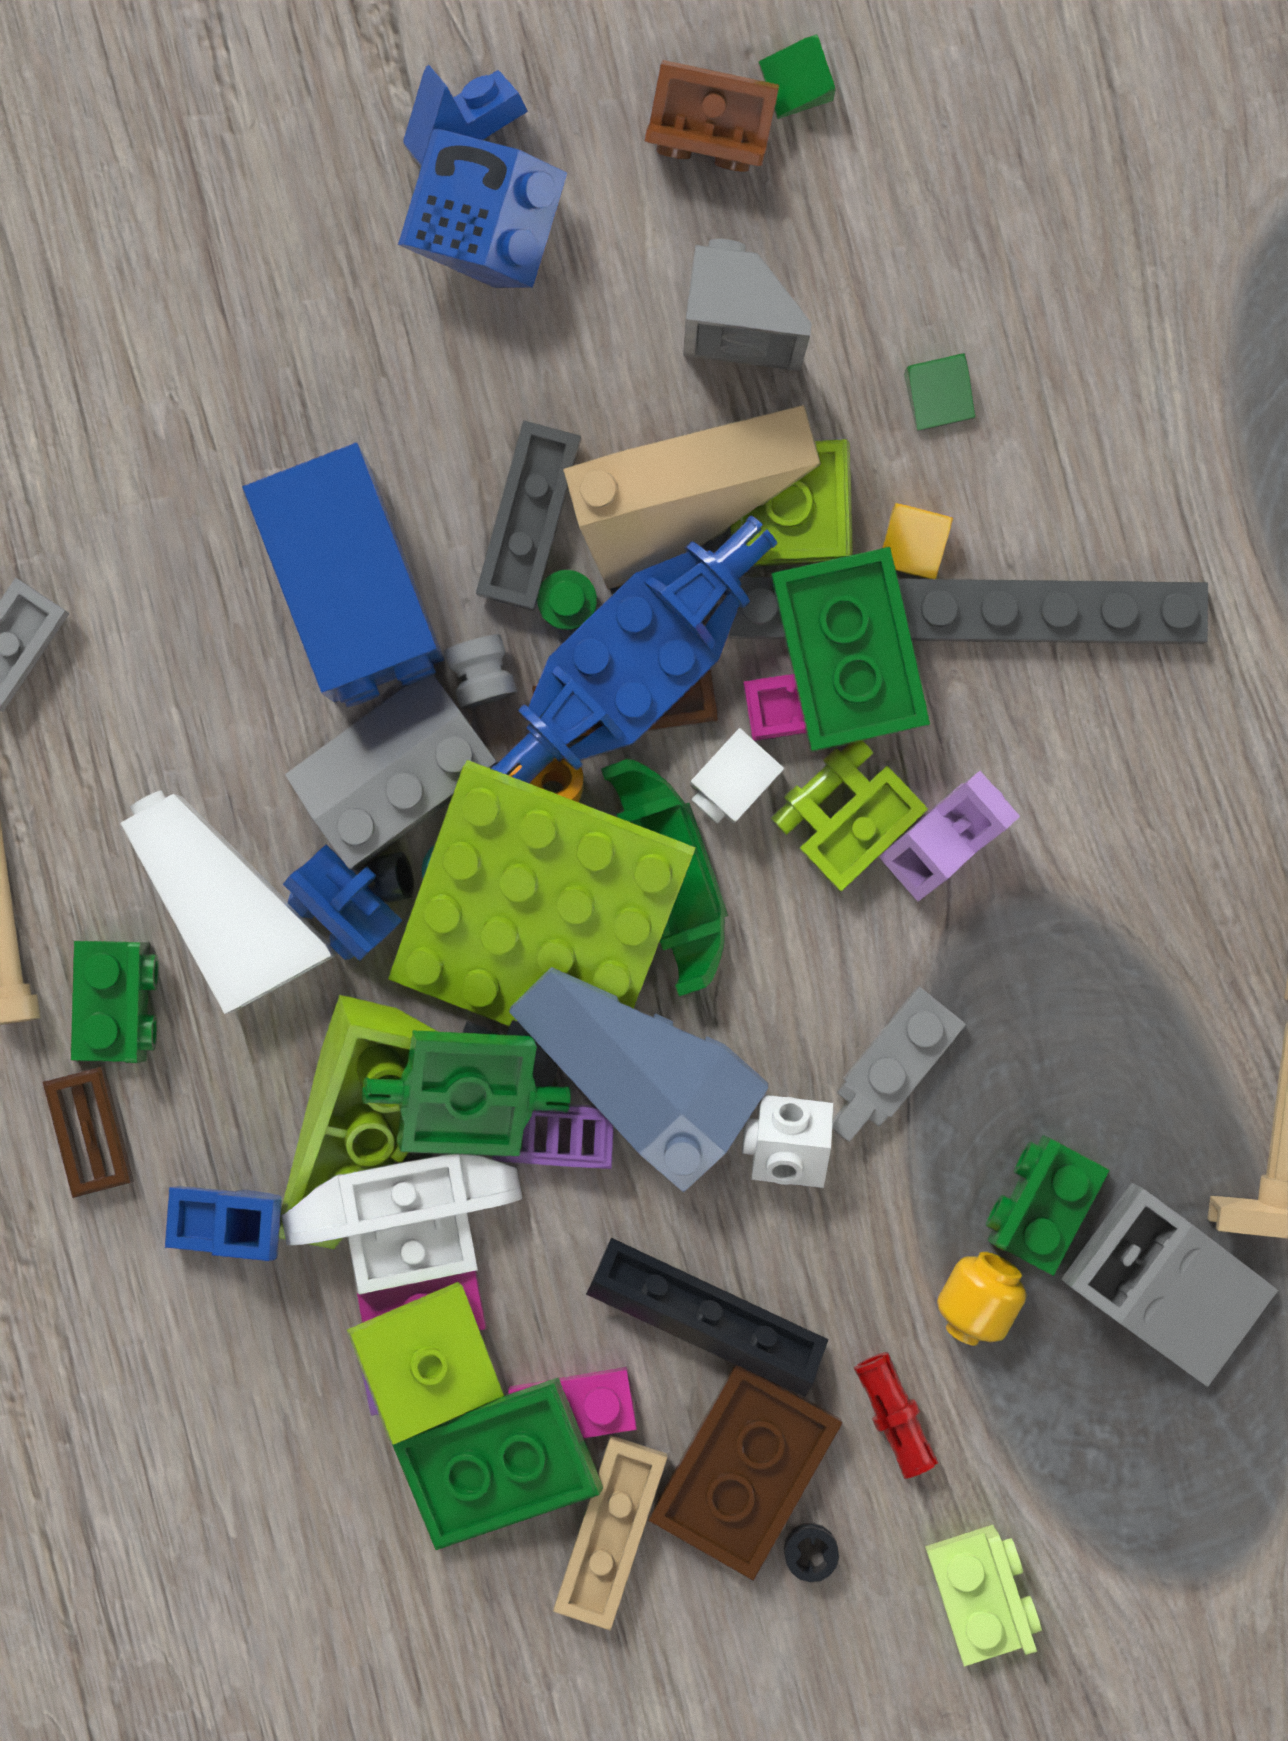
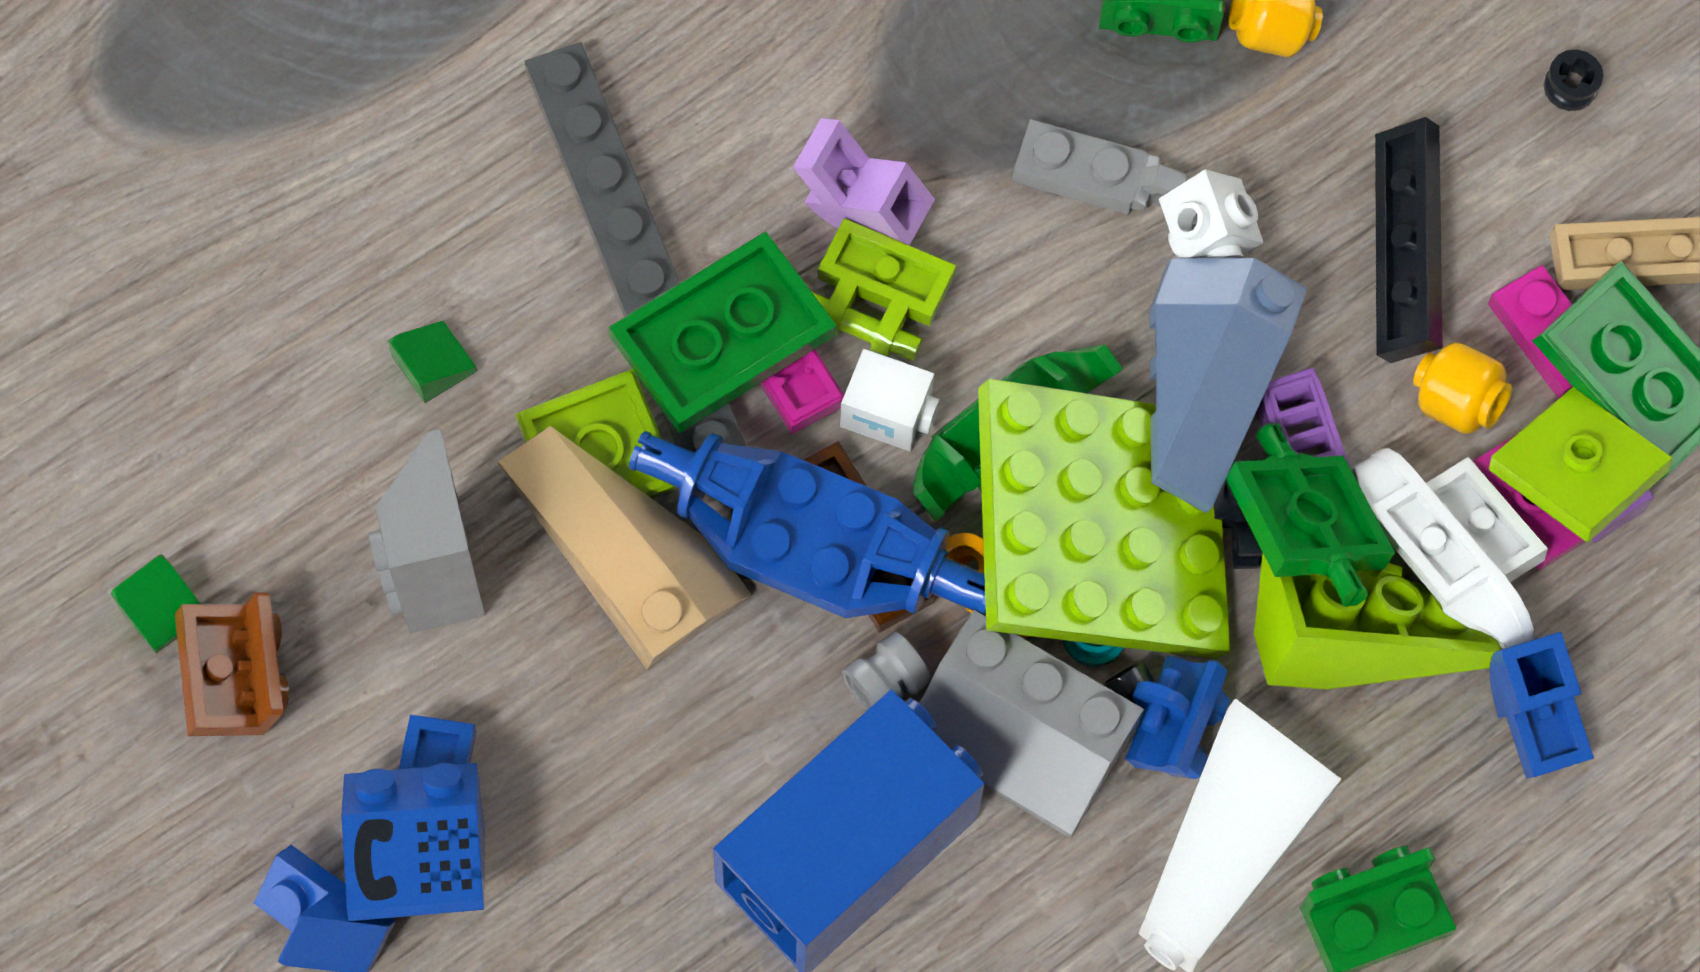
camera: 115 degrees left, 20 degrees down
(110, 1125) = (1475, 920): reddish brown tile -> none
(528, 516) = (709, 692): dark grey plate -> none
(544, 1296) = (1462, 388): none -> yellow head
(566, 599) = (779, 625): green plate -> none
(568, 264) = (436, 742): none -> blue plate
(745, 1470) = (1530, 158): reddish brown plate -> none
(896, 1415) = (1414, 53): red pin -> none
(917, 540) = (585, 328): yellow slope -> none

